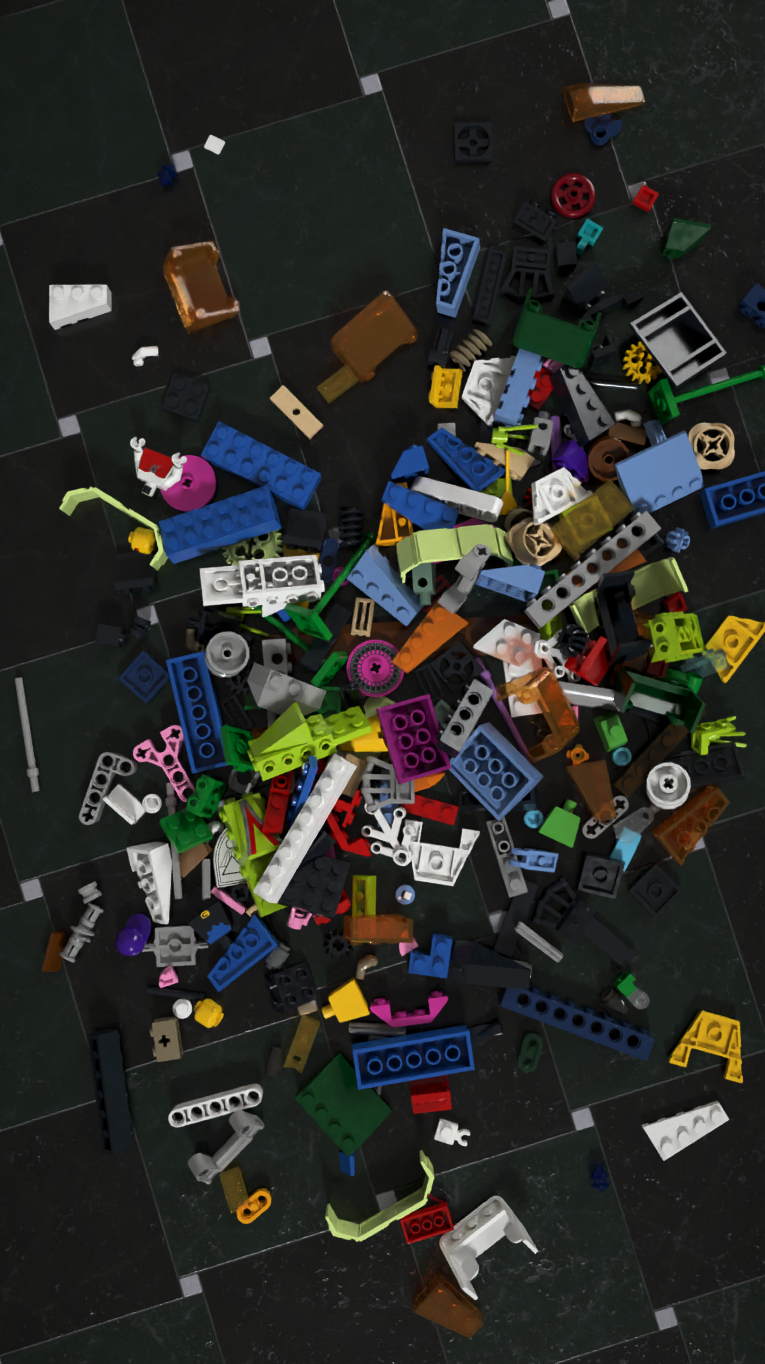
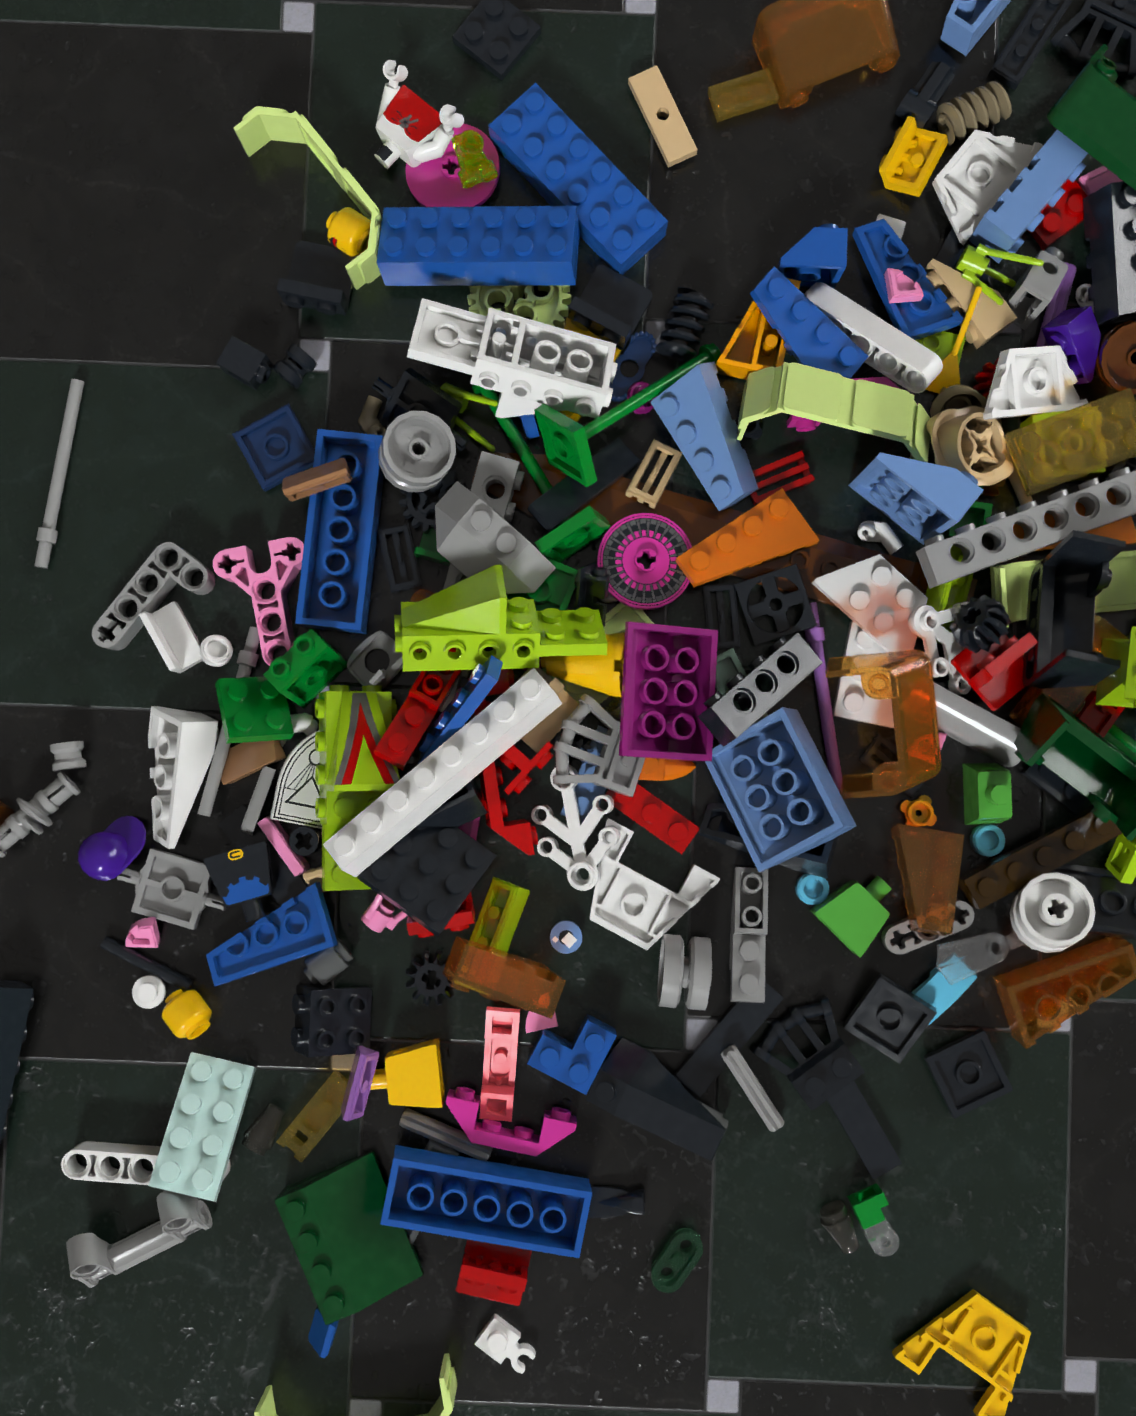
camera: 20 degrees right, 0 degrees up
(170, 1028) = (118, 1016): dark tan brick -> none
(175, 689) = (316, 479): none -> medium nougat slope
(202, 479) = (473, 164): none -> clear neon green plate
(234, 1190) = (128, 1311): clear yellow plate -> none
(235, 748) = (377, 604): green plate -> none
(240, 1072) = (202, 1127): none -> light aqua plate
(257, 1206) = (152, 1346): light orange plate -> none
(318, 1016) = (359, 1083): none -> medium lavender slope
(364, 963) = (462, 1023): dark tan arm -> none
(393, 978) = (499, 1063): none -> coral slope
(424, 573) = (774, 438): sand green torso -> none
(464, 464) = (901, 287): none -> bright pink tile
(469, 570) = (861, 444): light grey piece -> none
(478, 890) = (687, 972): none -> light grey wheel
(501, 604) = (879, 532): none -> white arm
(535, 859) = (793, 955): medium blue hinge -> none
(639, 1048) = (855, 1317): dark blue brick -> none

